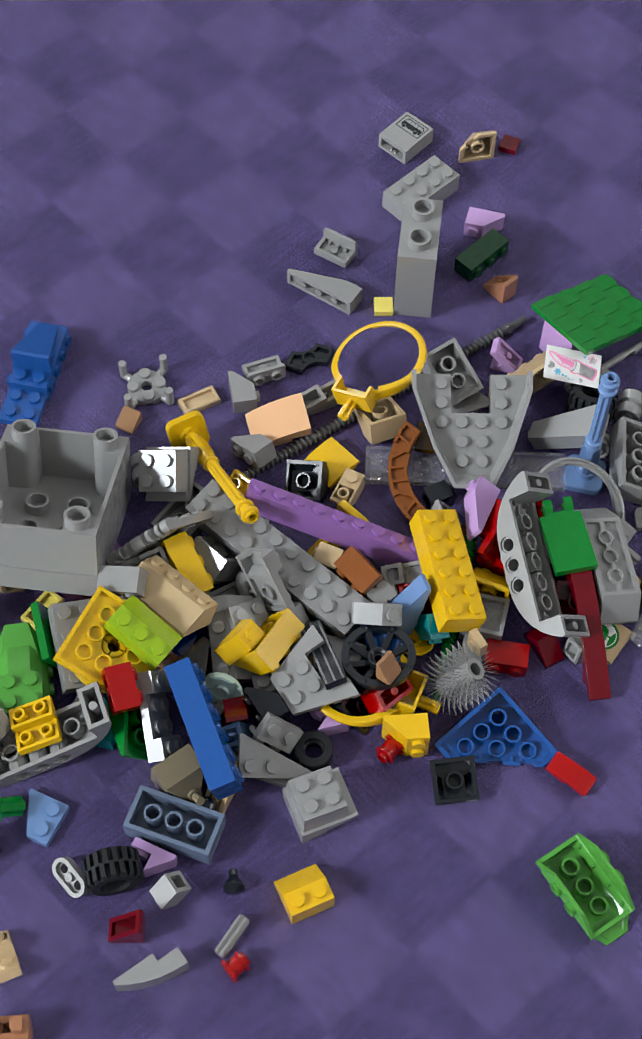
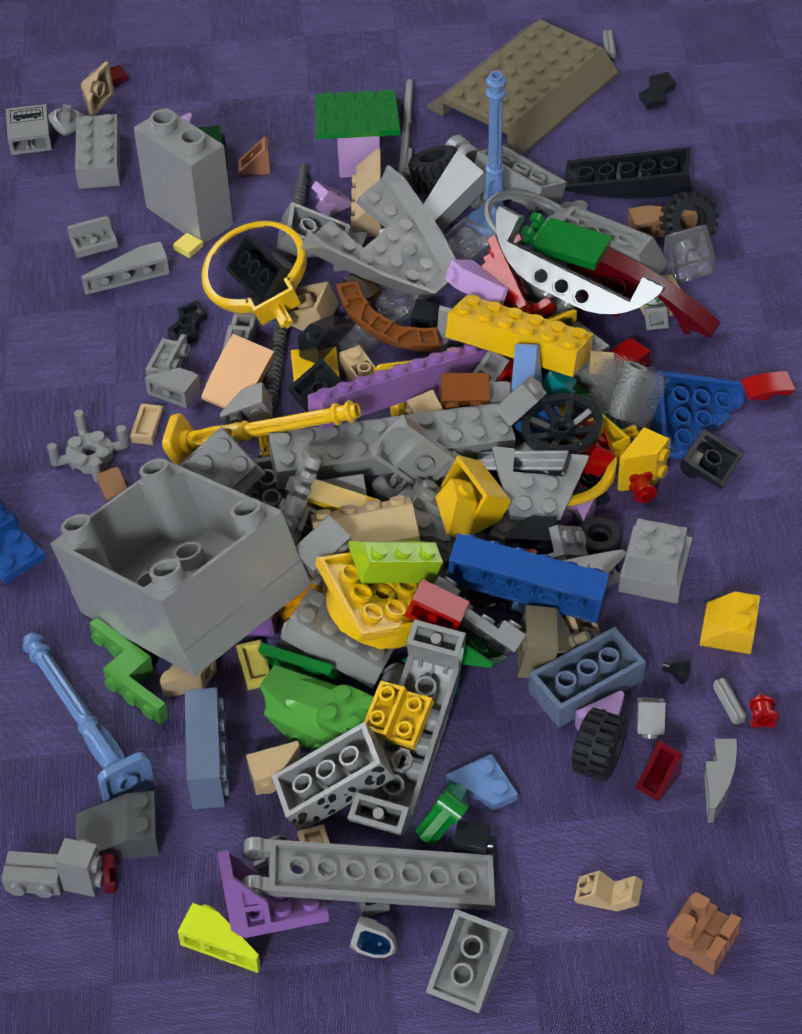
camera: 50 degrees left, 10 degrees down
(69, 879) = (569, 790): light grey plate -> none
(356, 447) = (322, 336): none -> black slope
(387, 668) = (586, 418): medium nougat slope -> none
(391, 363) = (259, 268): none -> black slope
(430, 147) = (64, 120): none -> light grey piece
(545, 647) = (634, 328): dark red slope -> none
(572, 366) = (397, 152): white sticker -> none

